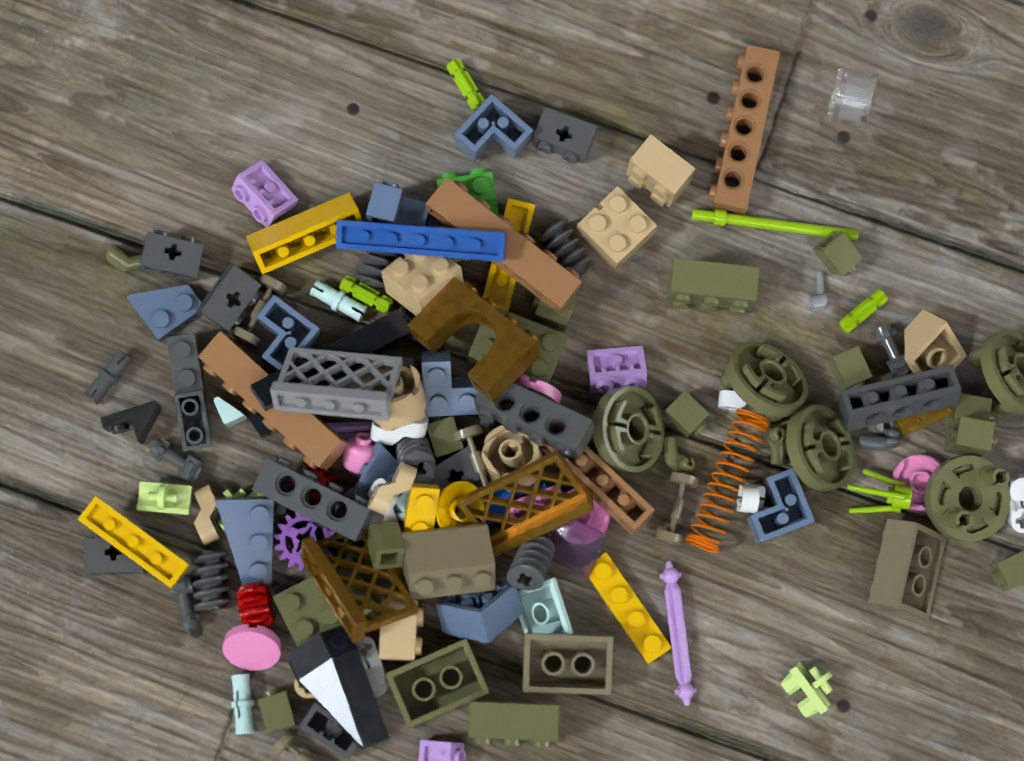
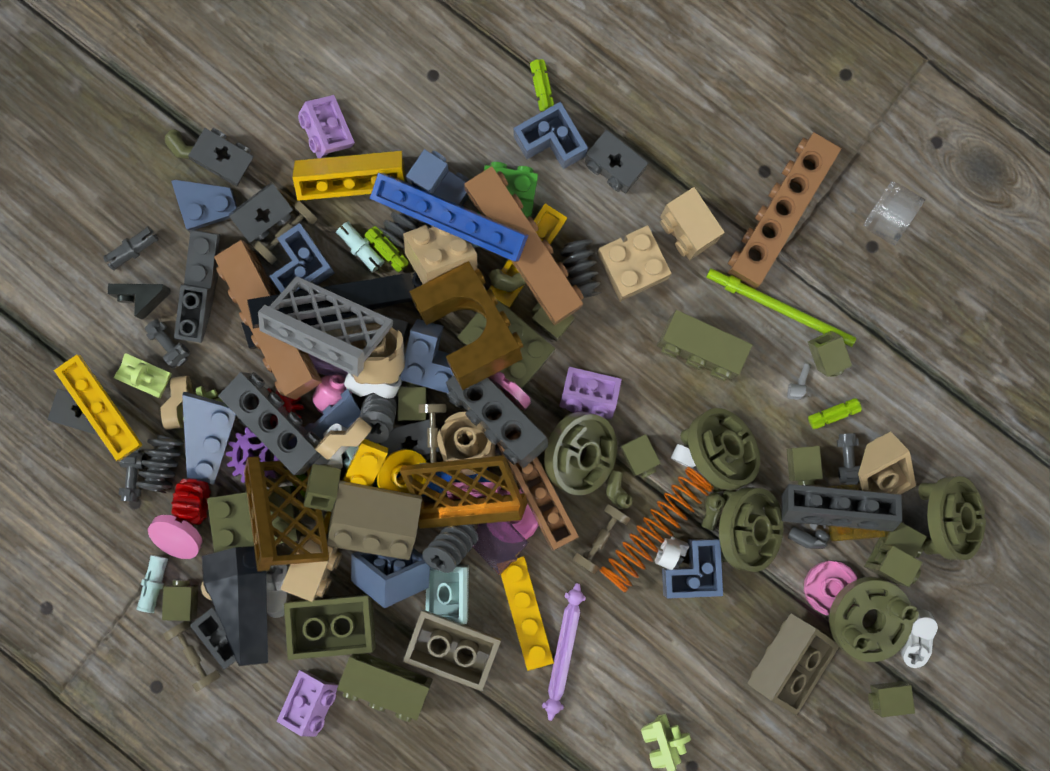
camera: 20 degrees right, 5 degrees up
(229, 414) = (225, 317): light aqua slope -> none
(496, 287) = (505, 282): none -> olive arm
(897, 496) = (807, 596): lime plant -> none

